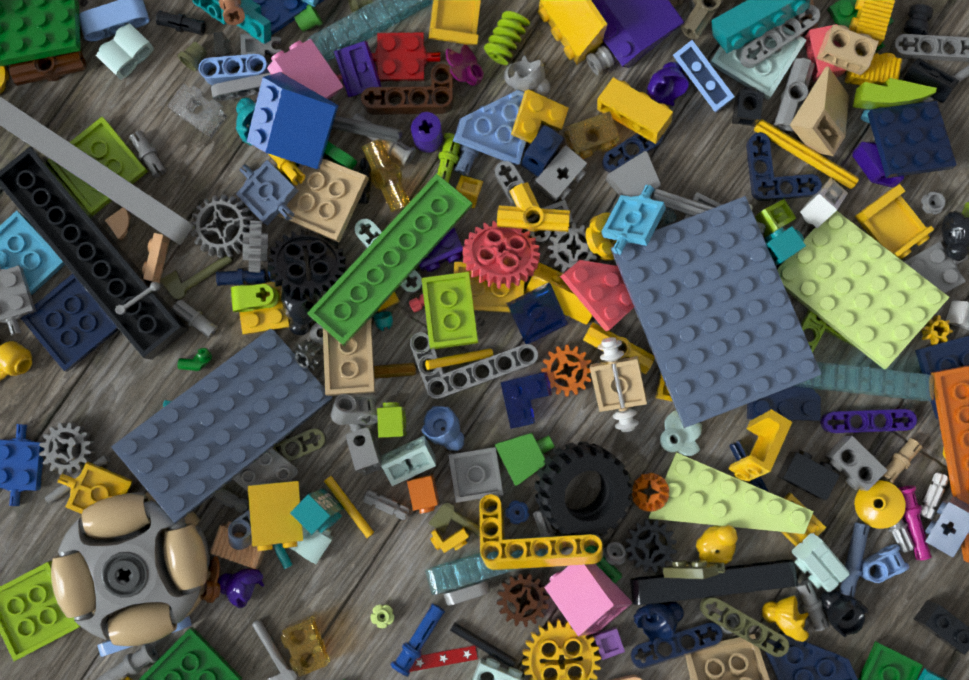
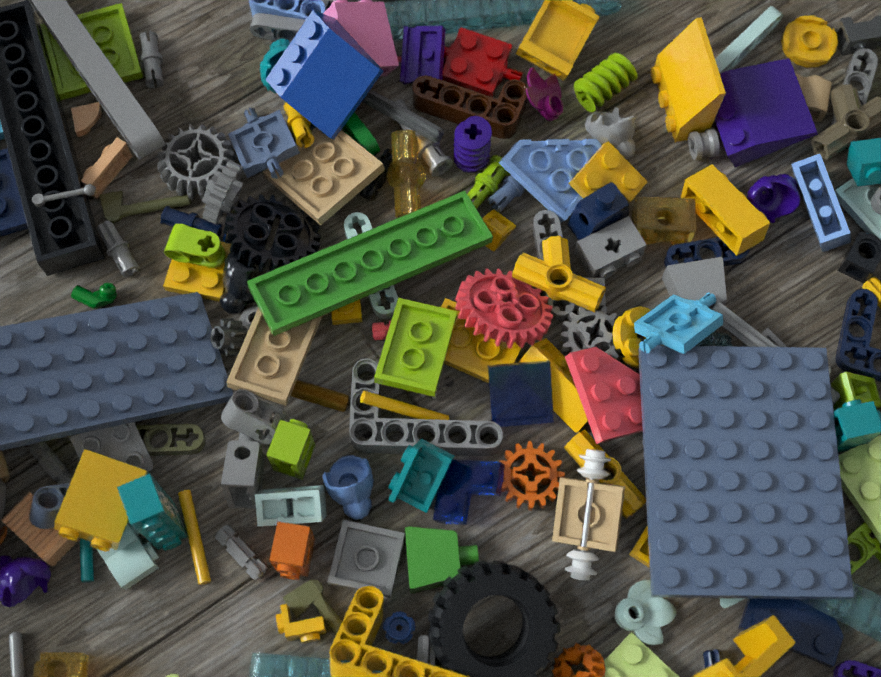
camera: 20 degrees right, 15 degrees down
(184, 105) = (231, 48): clear brick -> none
(383, 319) = (333, 332): teal hinge -> none
(448, 250) = (436, 282): dark purple bracket -> none
(492, 402) = (421, 475): none -> teal bracket

